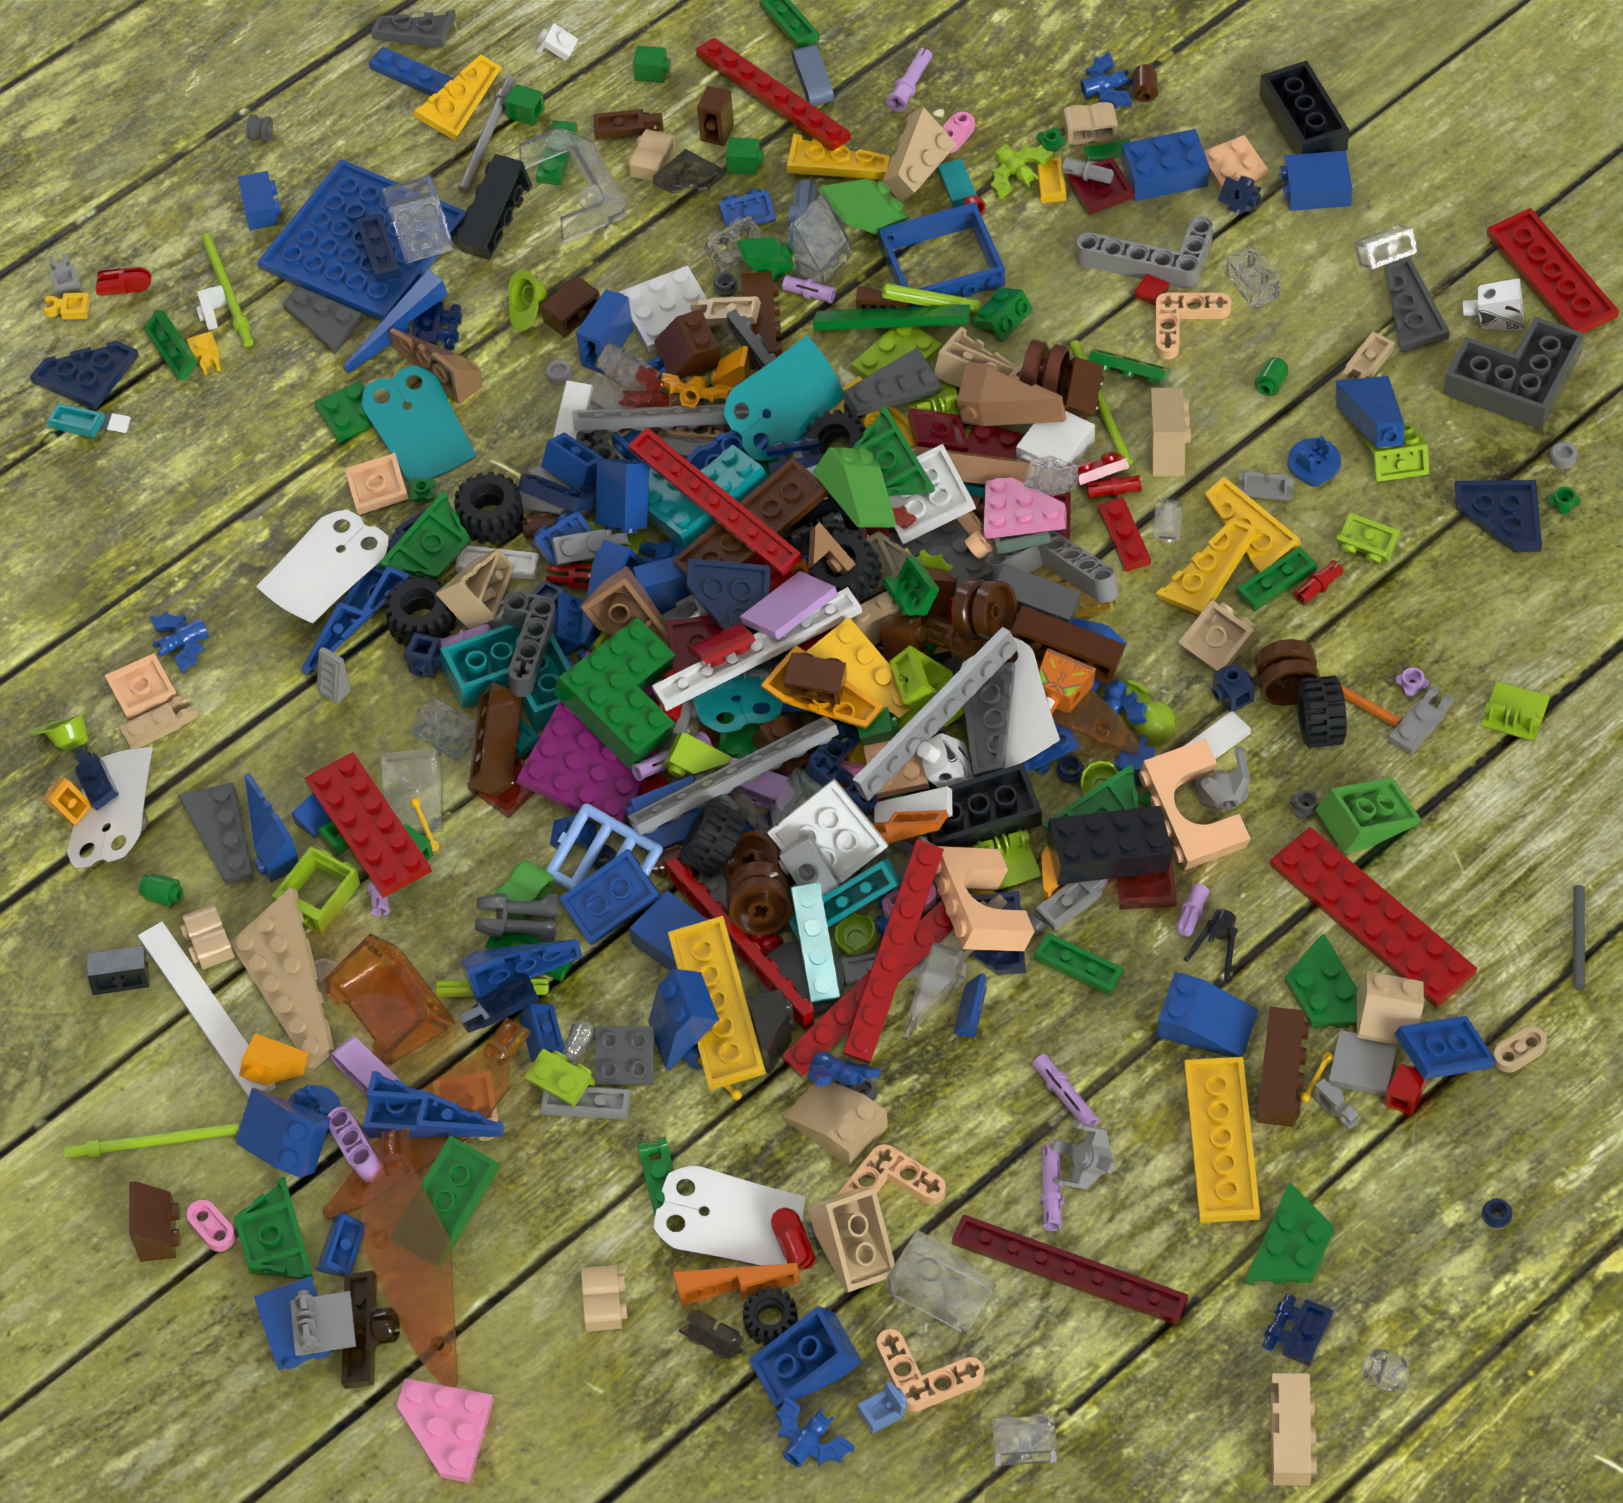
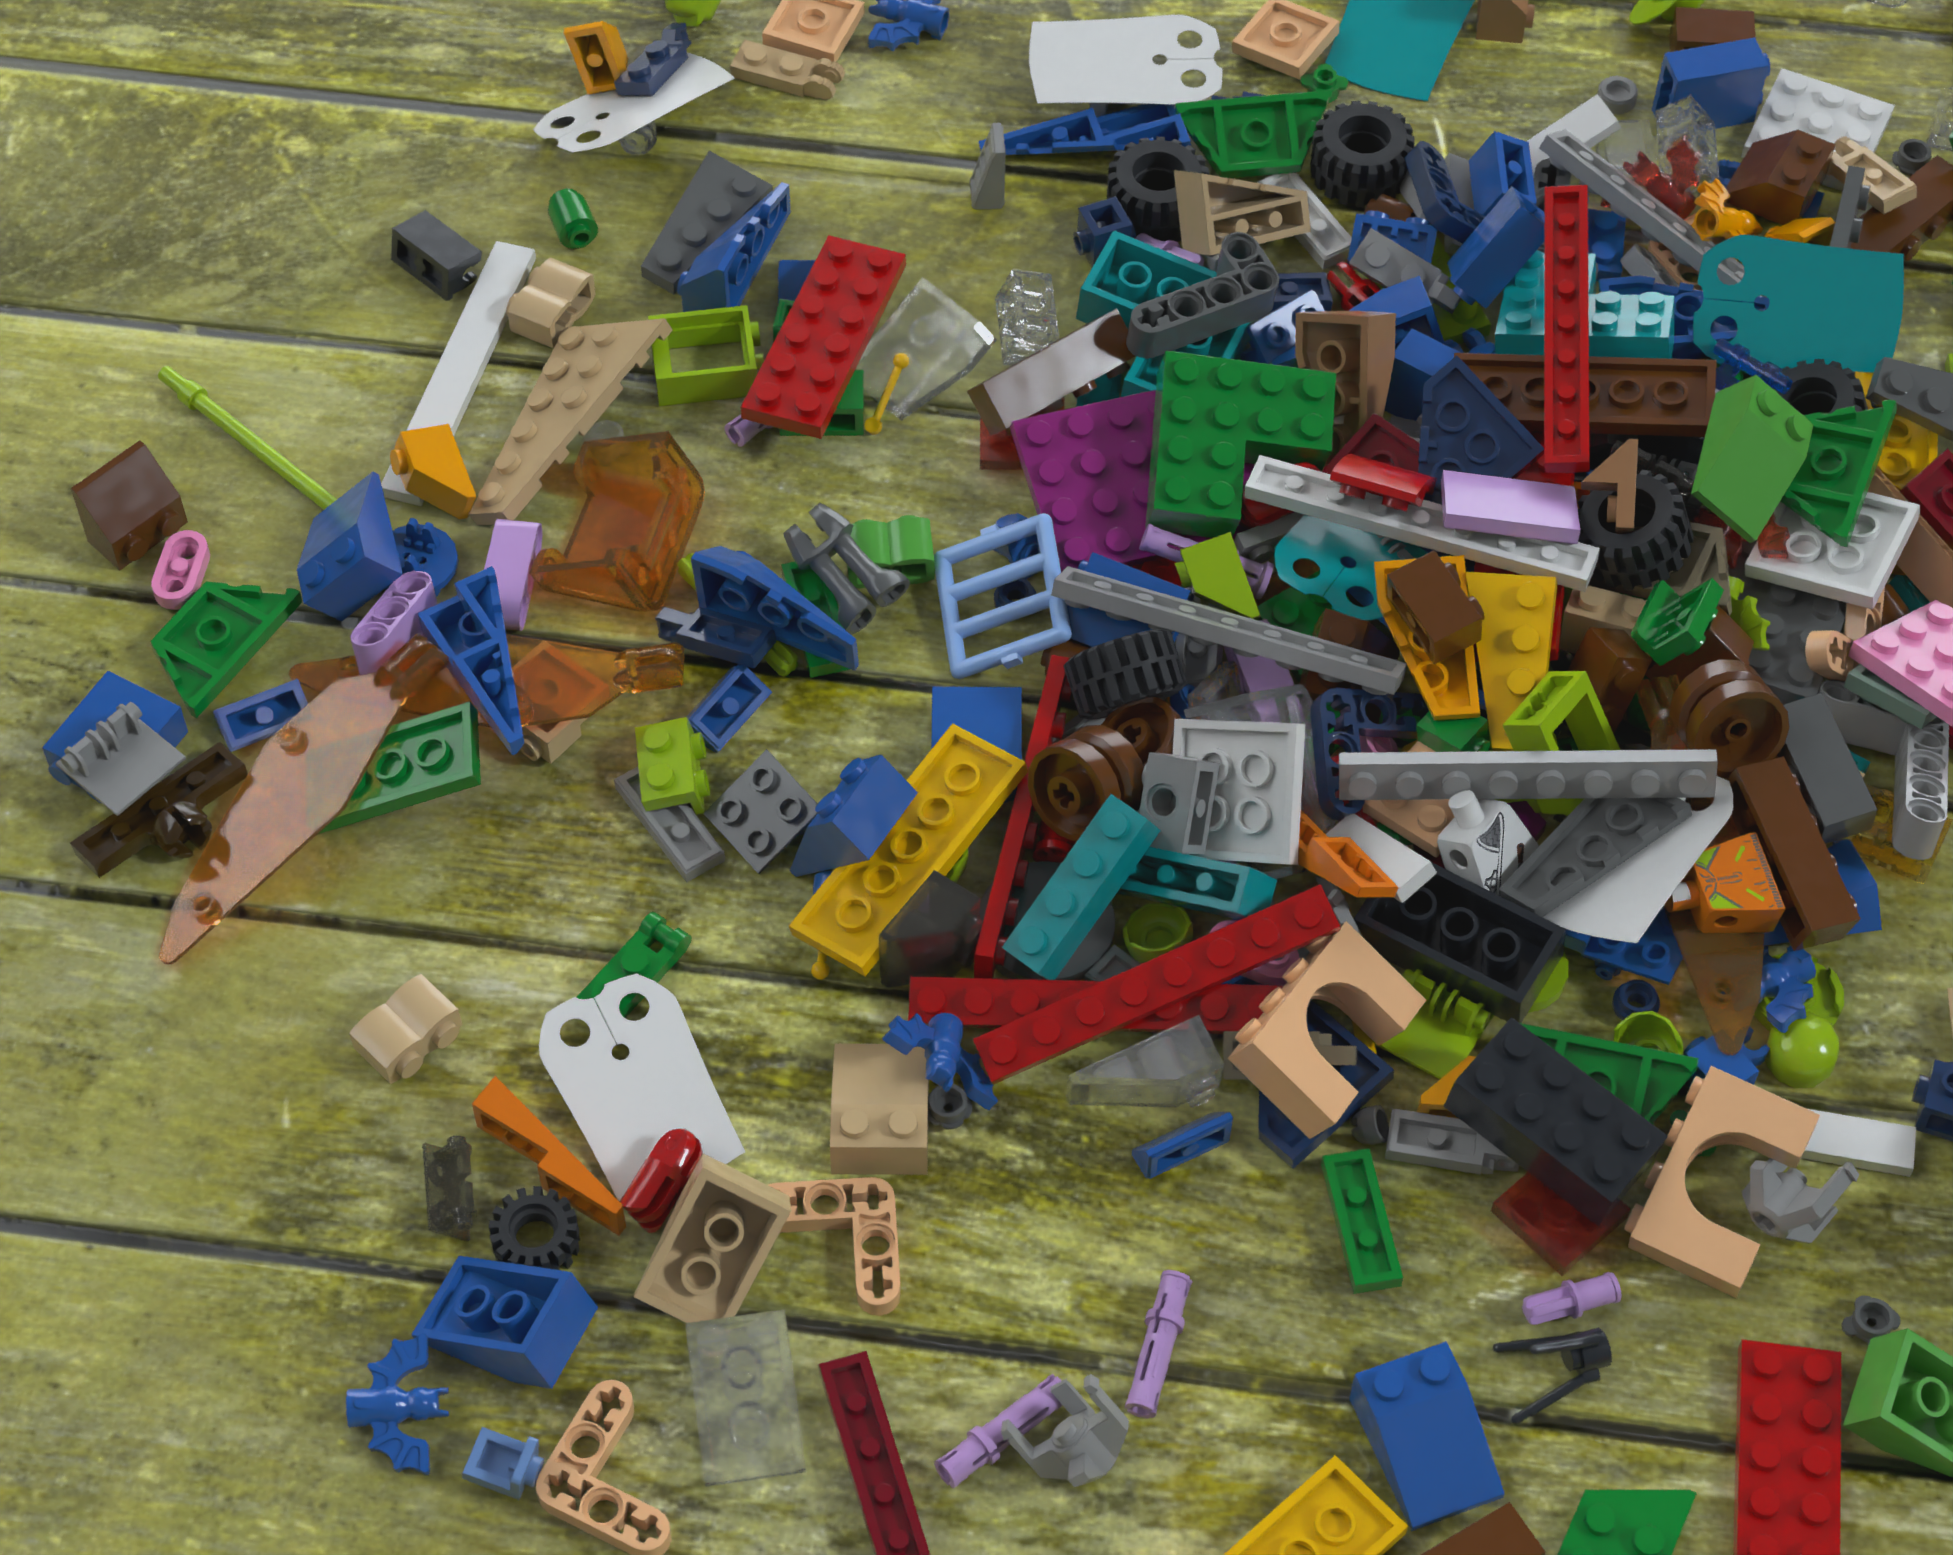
camera: 45 degrees right, 0 degrees up
(446, 1425) = (105, 993): bright pink plate -> none
(579, 1040) = (739, 749): clear cone -> none
(610, 896) = (958, 636): blue plate -> none

